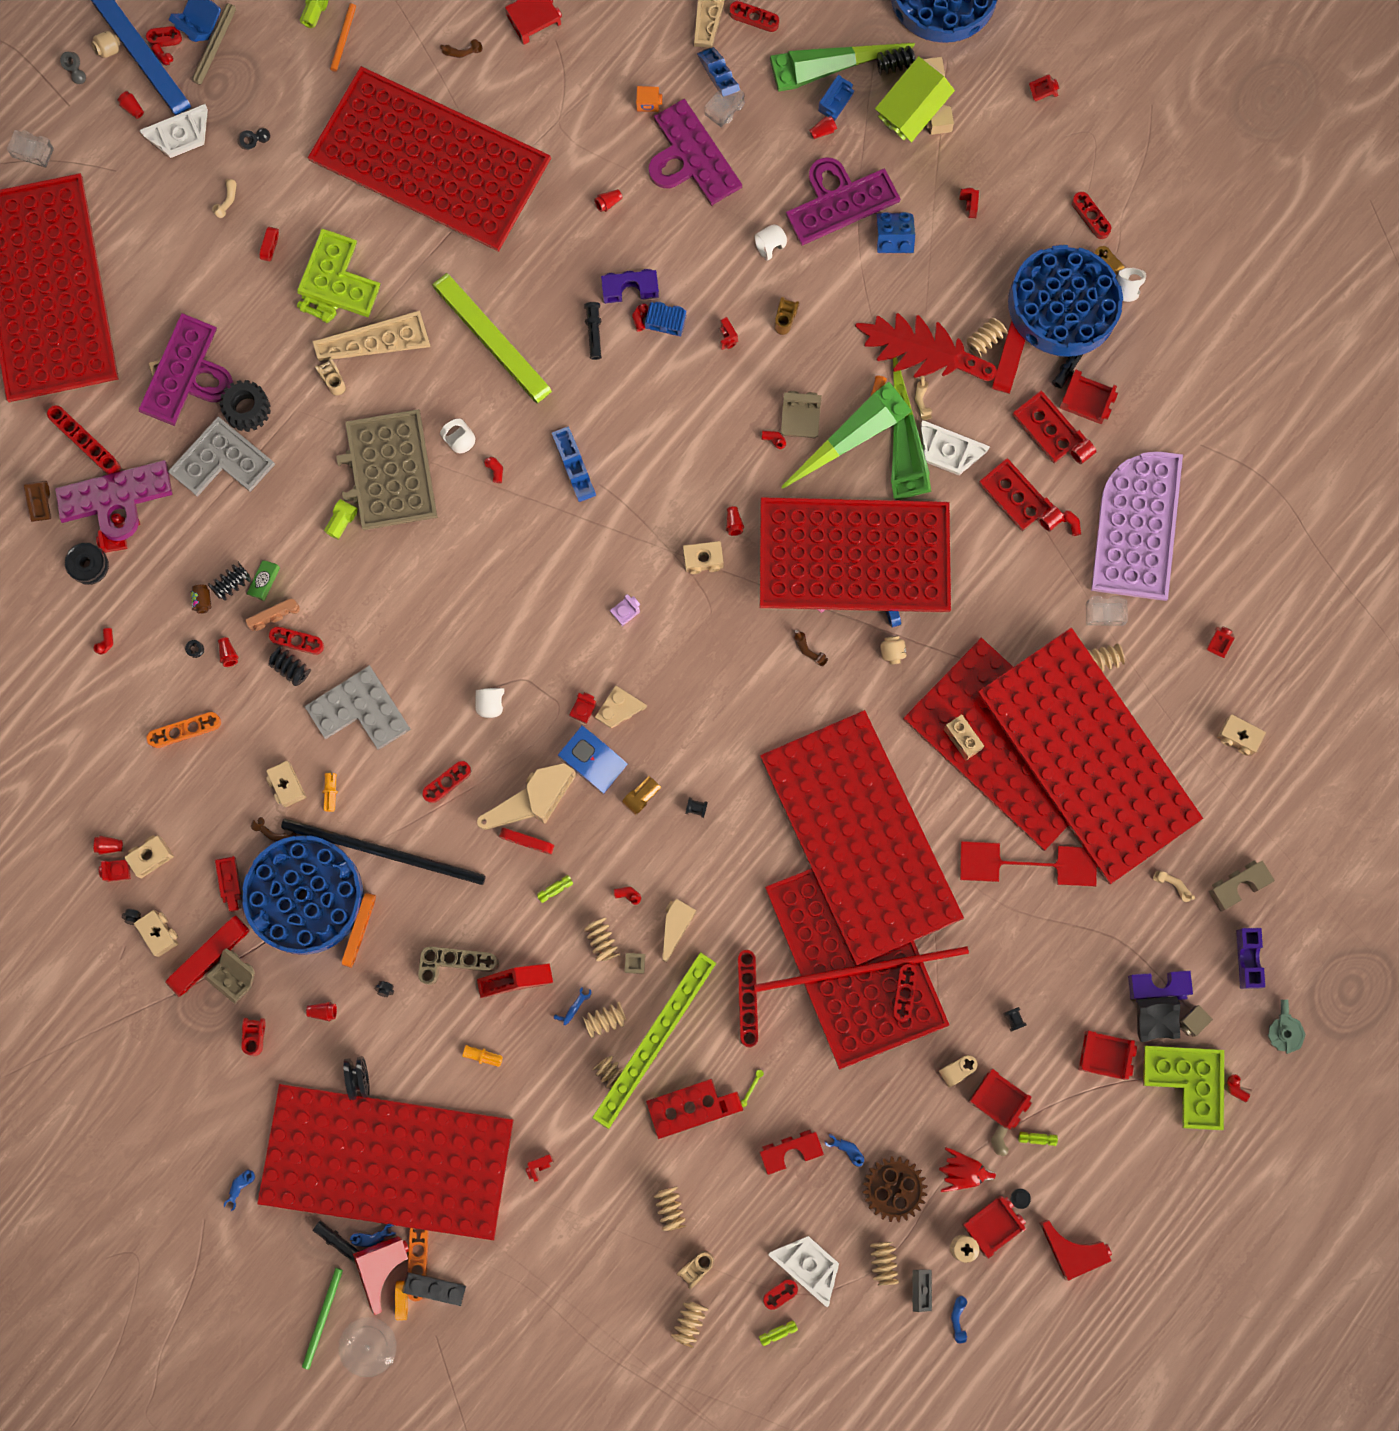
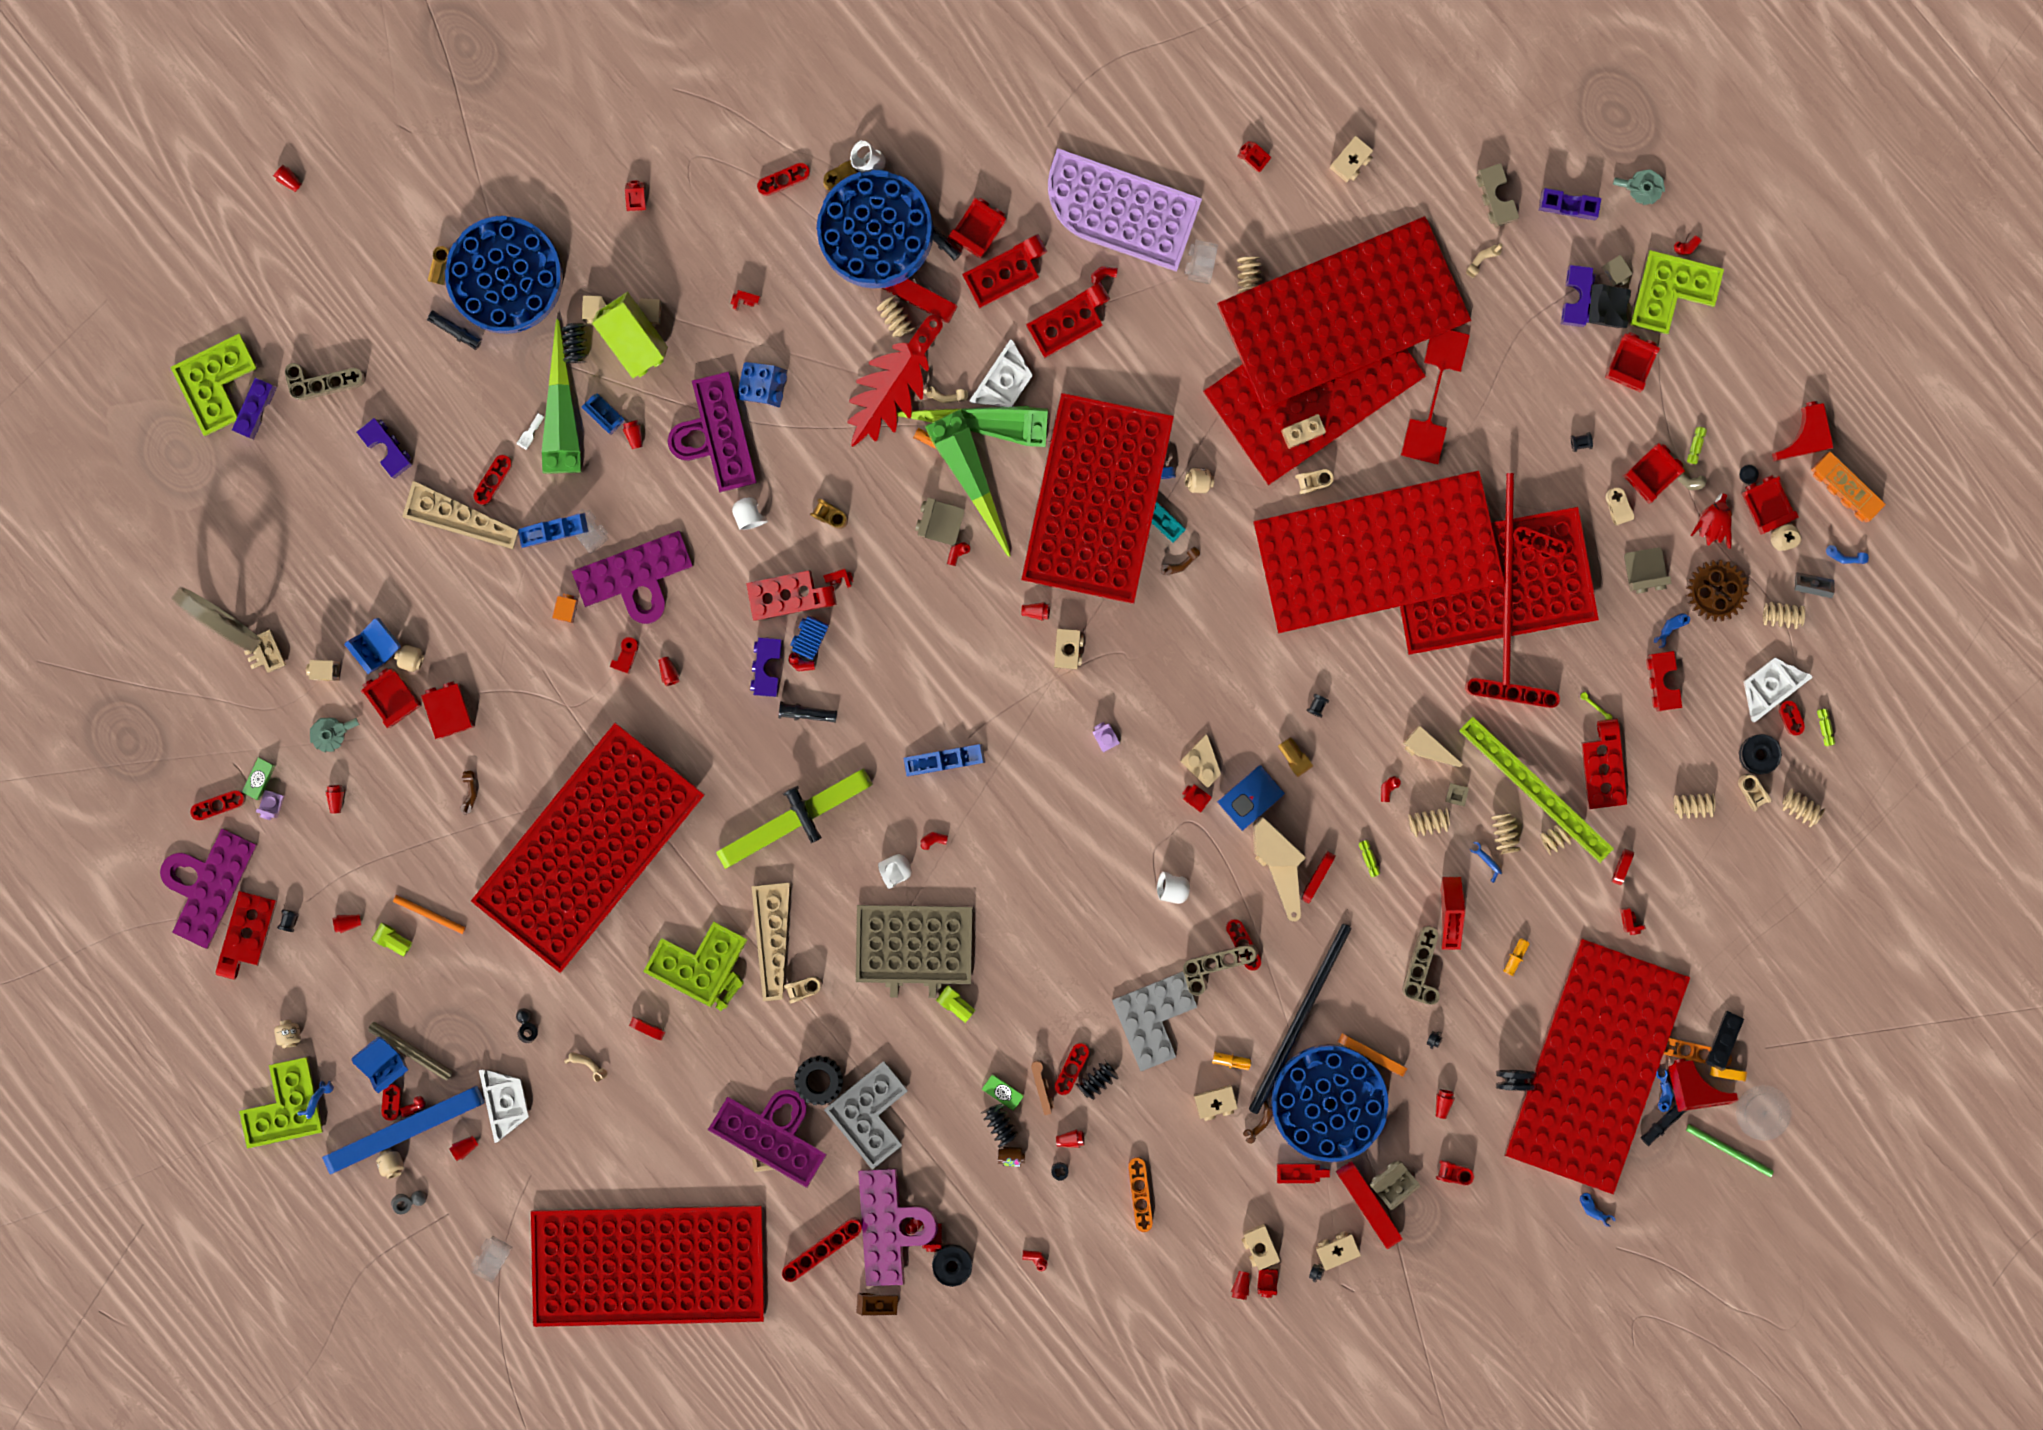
camera: 75 degrees left, 10 degrees up
(424, 761) = (1221, 964): none -> dark tan beam
(503, 334) = (799, 806): none -> black pin
(593, 1147) = (1622, 866): none -> red beam
(615, 161) = (627, 655): none -> red leg
(702, 314) = (815, 599): none -> hinge
(745, 1276) = (1771, 751): none -> black wheel
(800, 39) = (527, 437): none -> white piece
(845, 627) = (1167, 523): none -> teal tile
(900, 1111) = (1646, 570): none -> dark tan bracket
(915, 758) = (1313, 481): none -> tan piece
(1030, 1306) = (1848, 487): none -> orange brick

